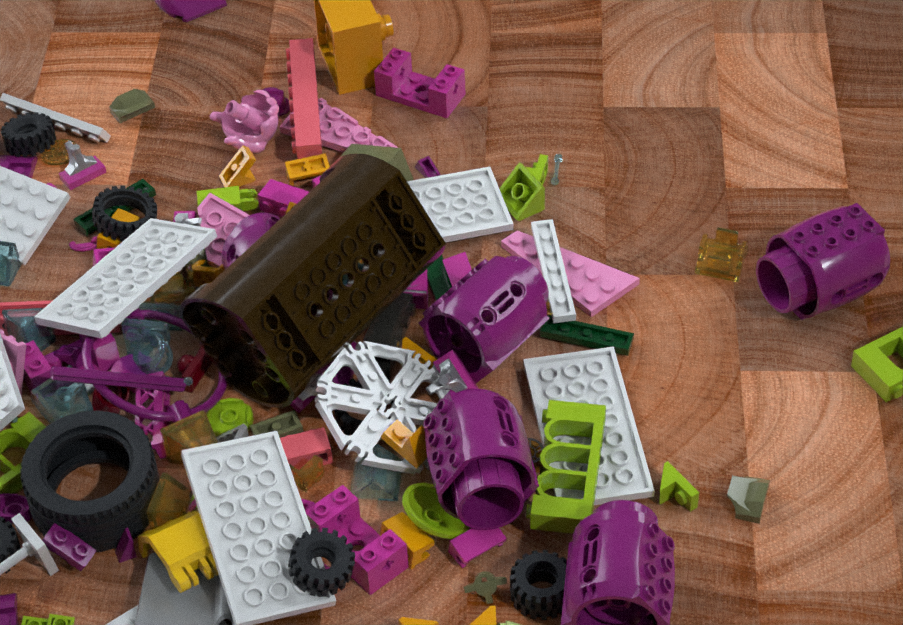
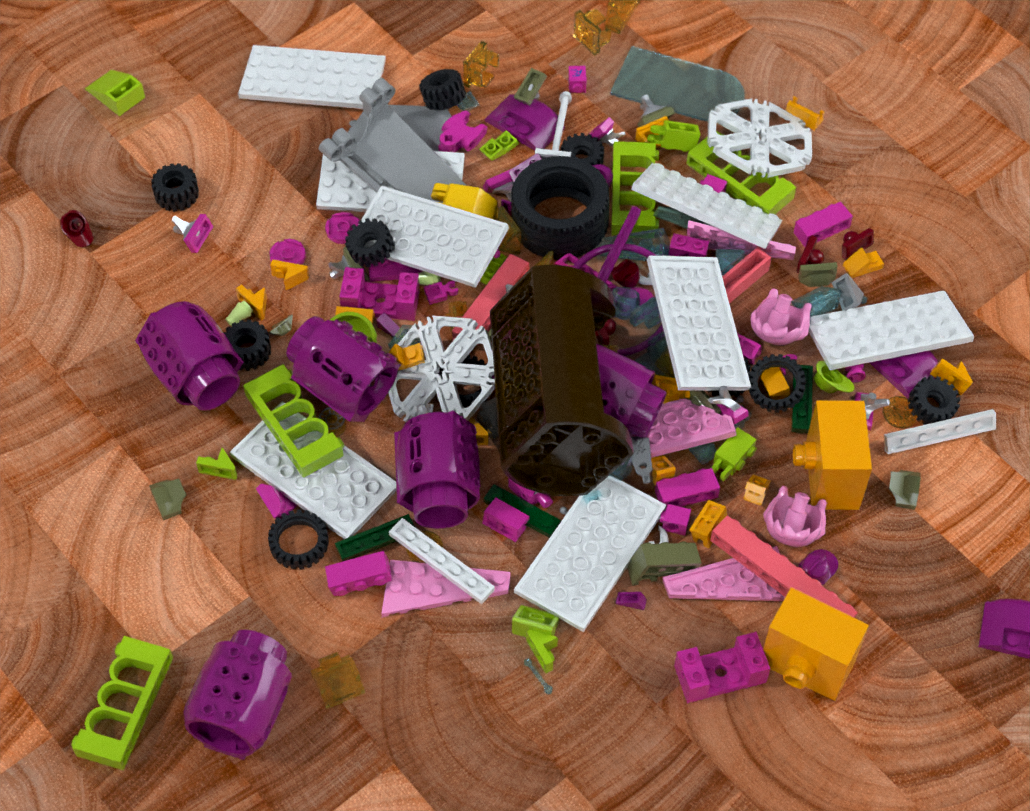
camera: 135 degrees right, 10 degrees up
(53, 257) = (778, 321): none -> bright pink piece
(79, 194) = (831, 380): none -> lime piece
(98, 576) = (500, 184): none -> dark pink piece
(163, 121) = (836, 454): none -> light orange brick
(352, 600) = (347, 261): none -> piece
(377, 514) = (387, 325): none -> magenta piece
(631, 309) = (358, 573): none -> dark pink brick
(650, 420) = (275, 500): none -> dark pink slope
(657, 356) = (298, 519): none -> black tyre

